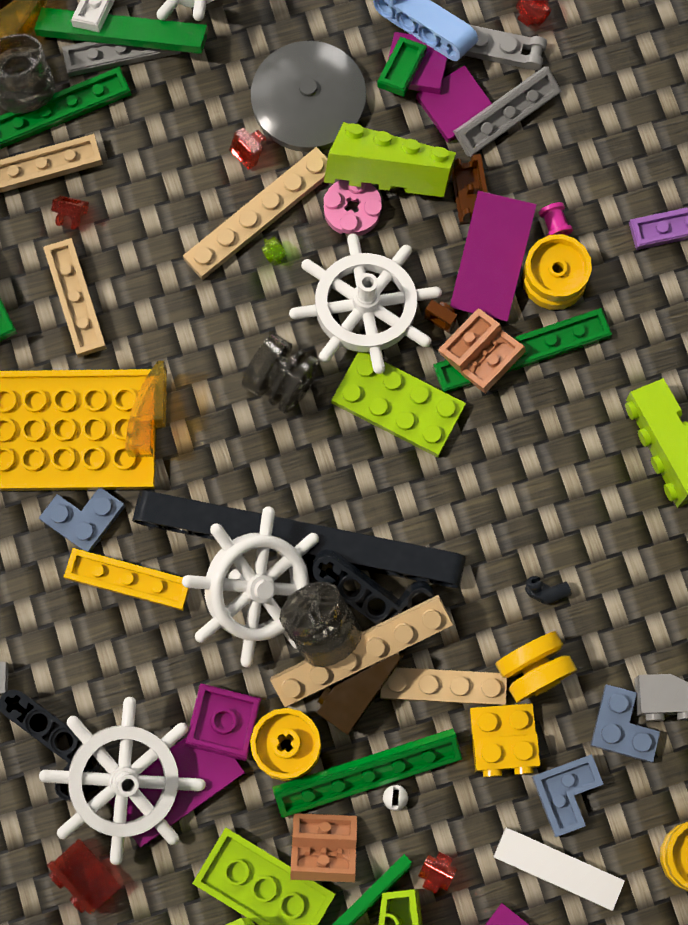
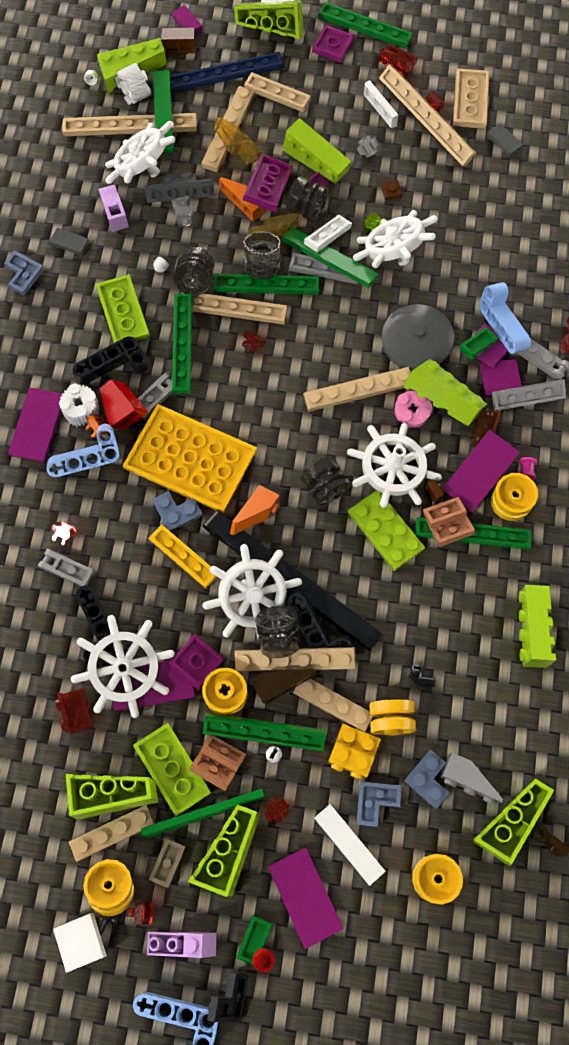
camera: 25 degrees right, 5 degrees down
(74, 297) = (232, 389): tan plate -> none
(147, 413) = (240, 468): clear yellow slope -> none
(201, 462) = (256, 510): none -> orange slope
(247, 147) = (369, 349): clear red tile -> none
(273, 250) = (356, 412): clear neon green plate -> none

